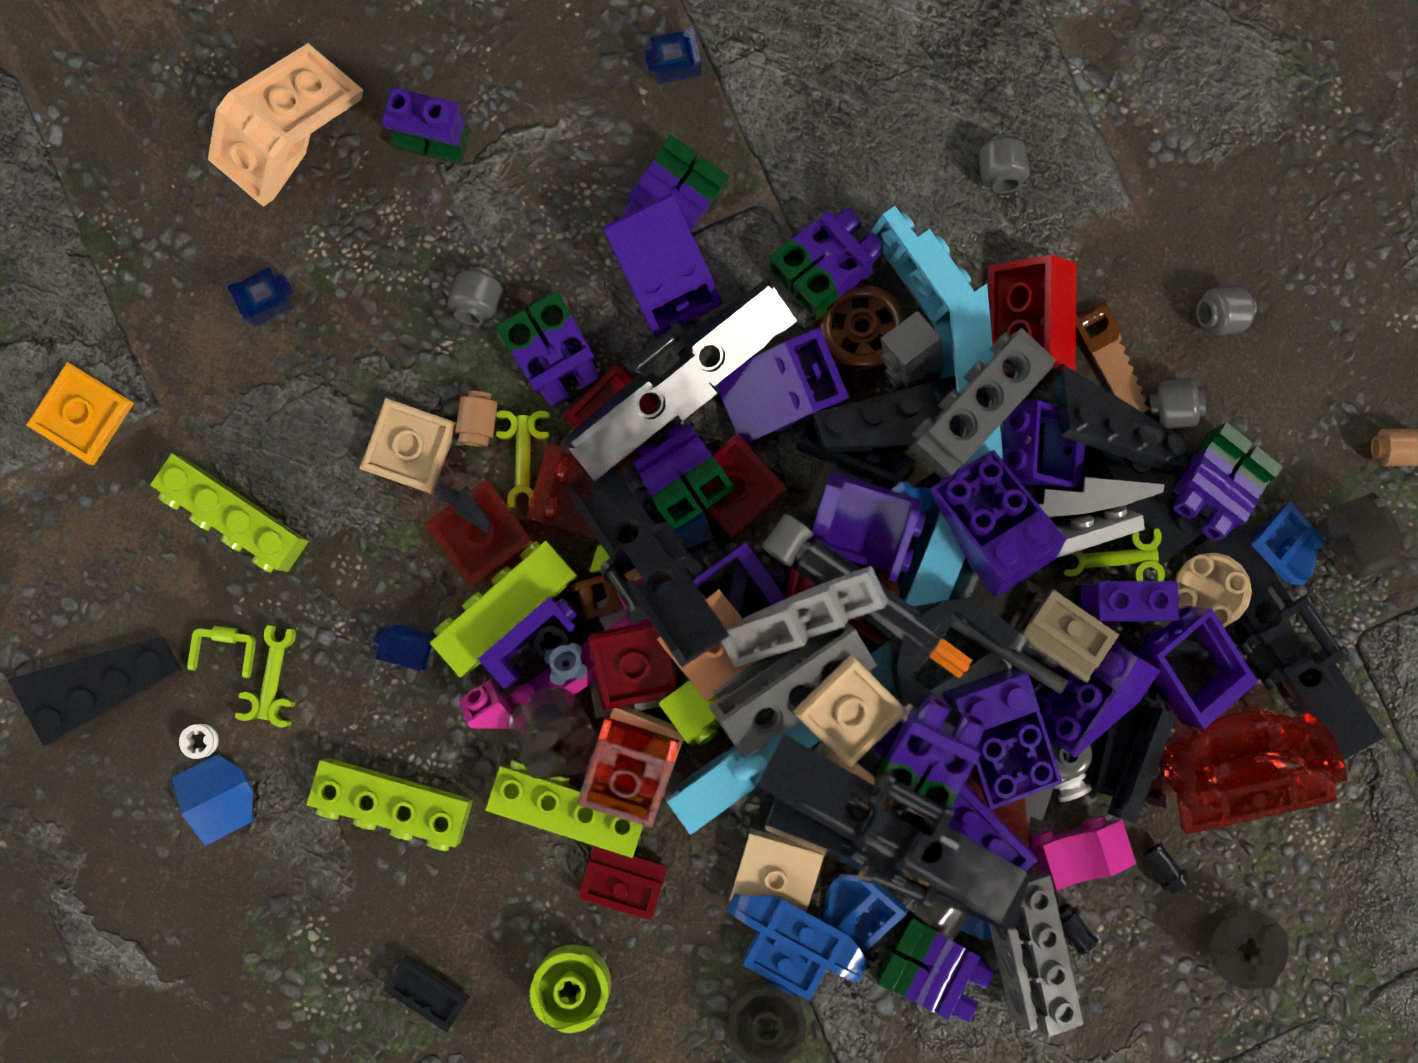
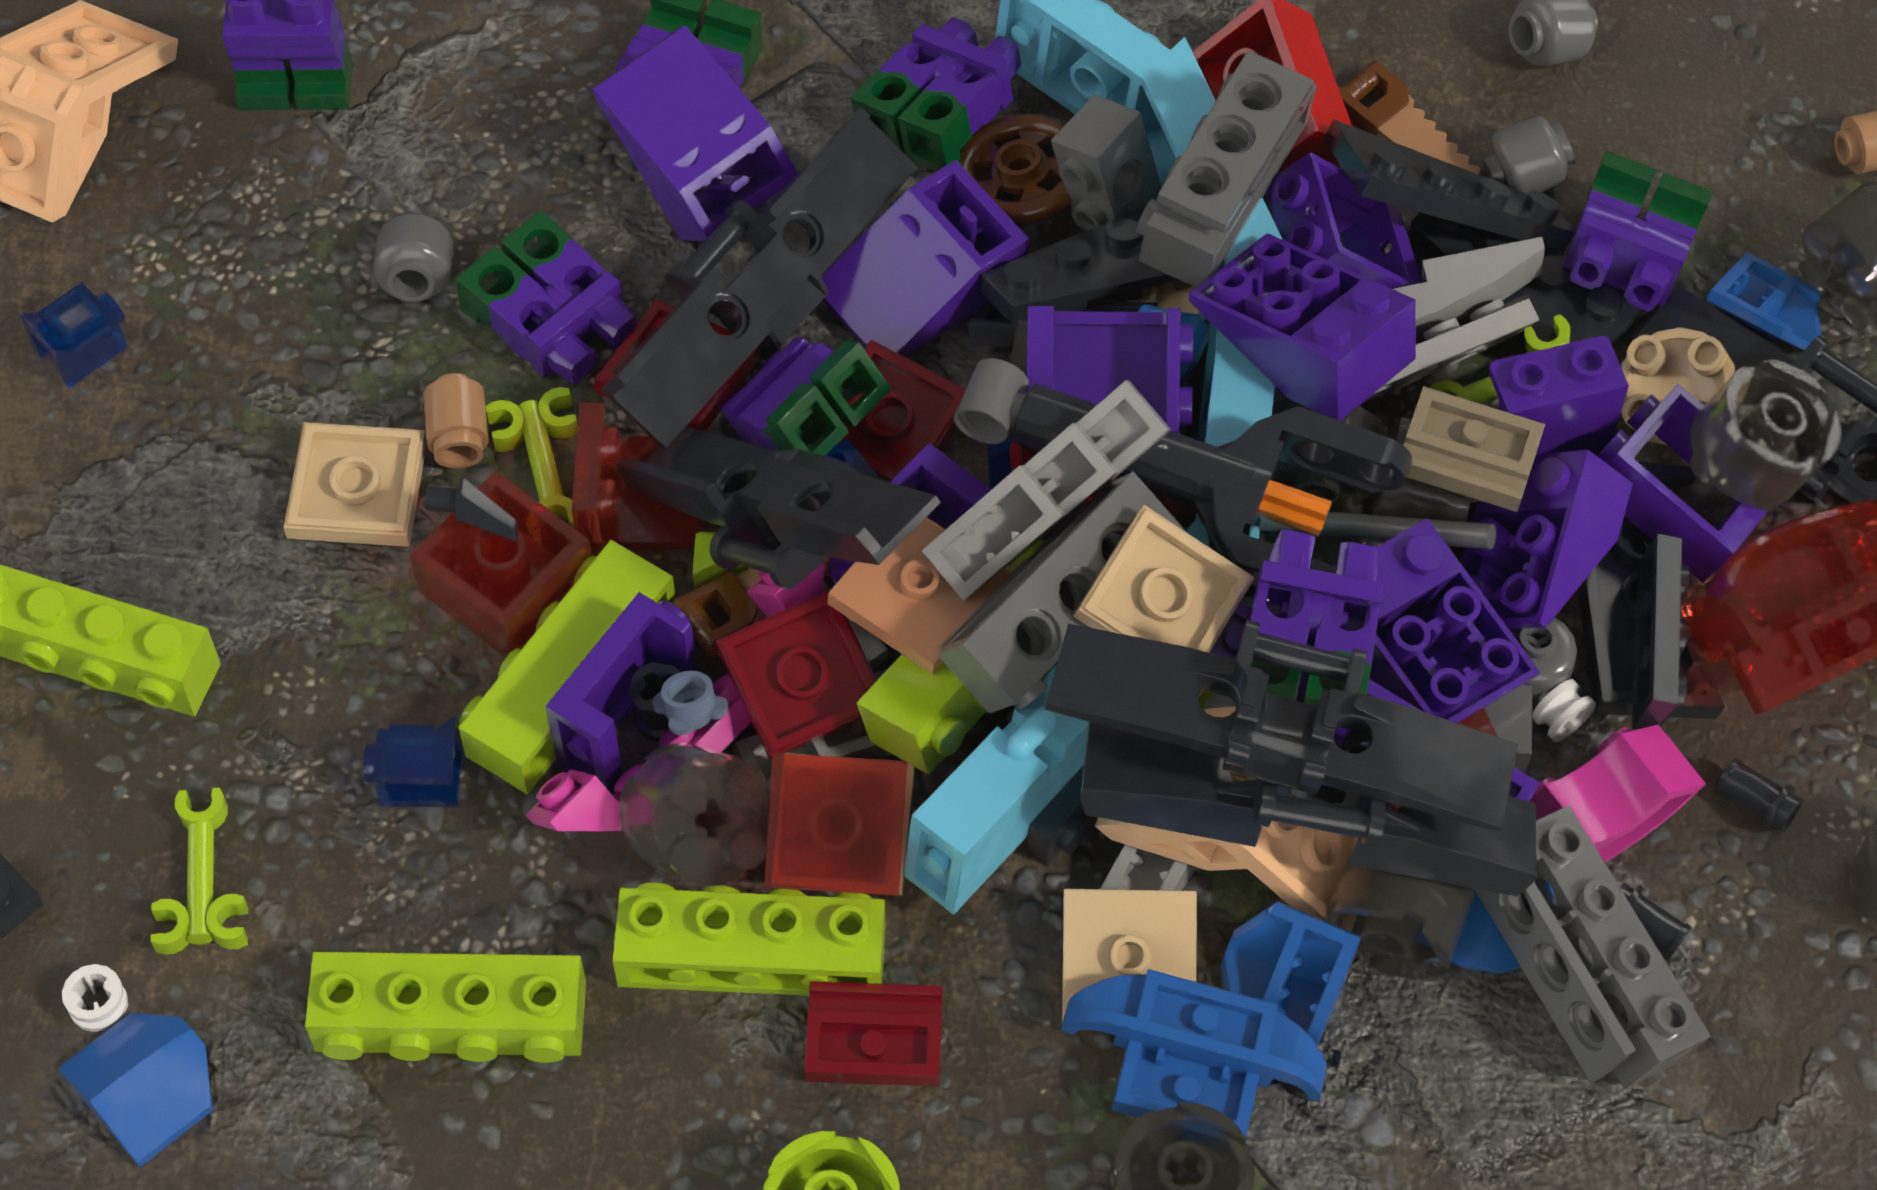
camera: 10 degrees left, 25 degrees down
(223, 634) = (106, 829): lime piece -> none
(944, 977) = (1434, 1036): dark purple hips -> none
(1250, 666) = (1763, 434): none -> clear smoke brick

